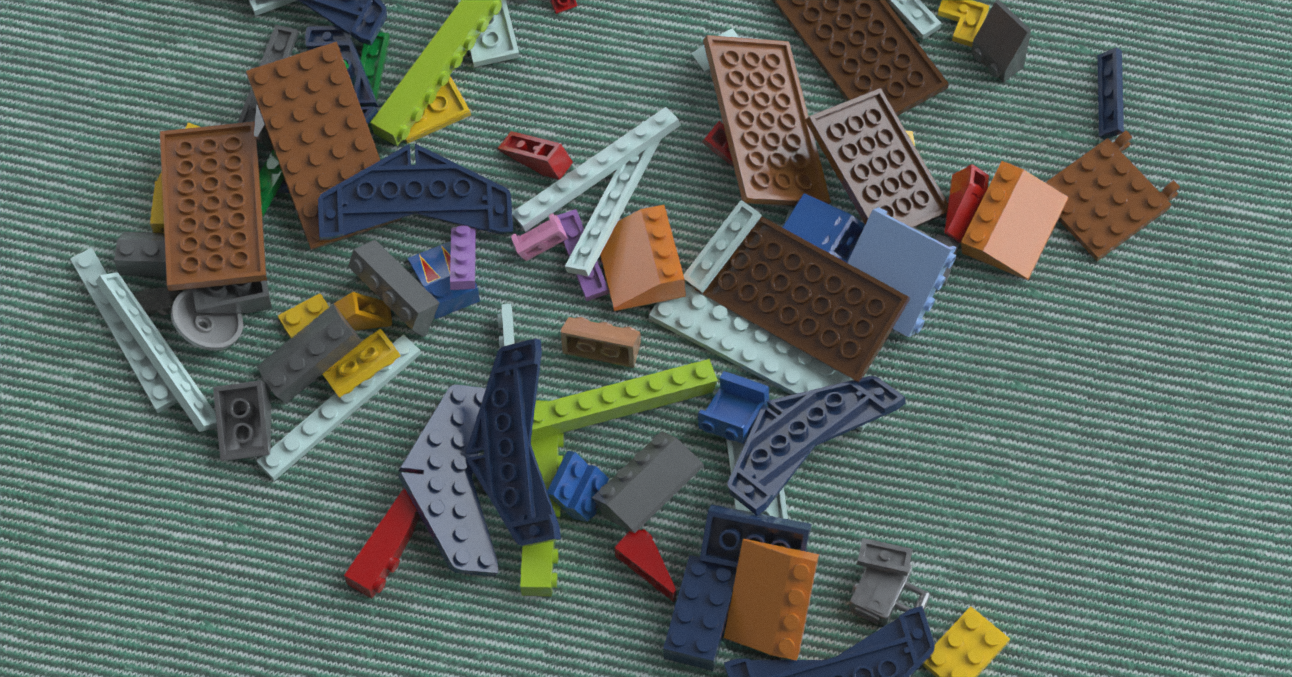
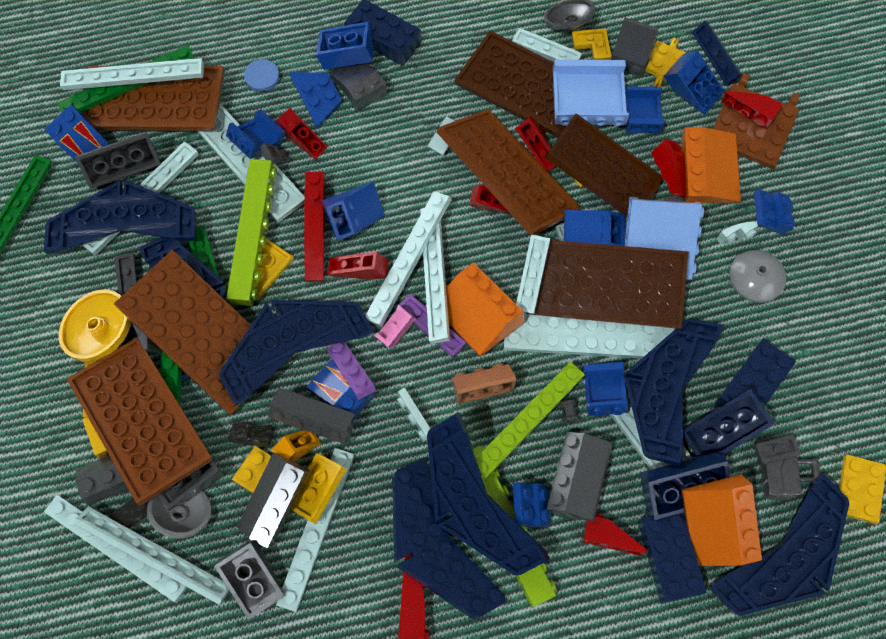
camera: 30 degrees left, 5 degrees up
(214, 90) = (93, 326): none -> yellow dish
(320, 279) = (247, 434): none -> clear smoke slope
(512, 86) = (314, 226): none -> red slope
(563, 88) = (353, 210): none -> blue slope
(680, 415) = (569, 412): none -> dark grey bush
(820, 91) = (536, 141): none -> red slope
(845, 504) = (730, 425): none -> dark blue brick
(912, 481) = (762, 371): none -> dark blue brick
(920, 72) = (591, 90): none -> light blue panel
(976, 122) = (643, 110): none -> blue panel
(996, 384) = (753, 284): none -> light grey dish
(1009, 312) = (739, 231): none -> light aqua slope
(1042, 78) = (662, 59): none -> yellow plate
(1056, 305) = (774, 211): none -> blue plate
(1059, 116) = (694, 81): none -> blue slope
(1112, 177) = (756, 107): none -> red slope

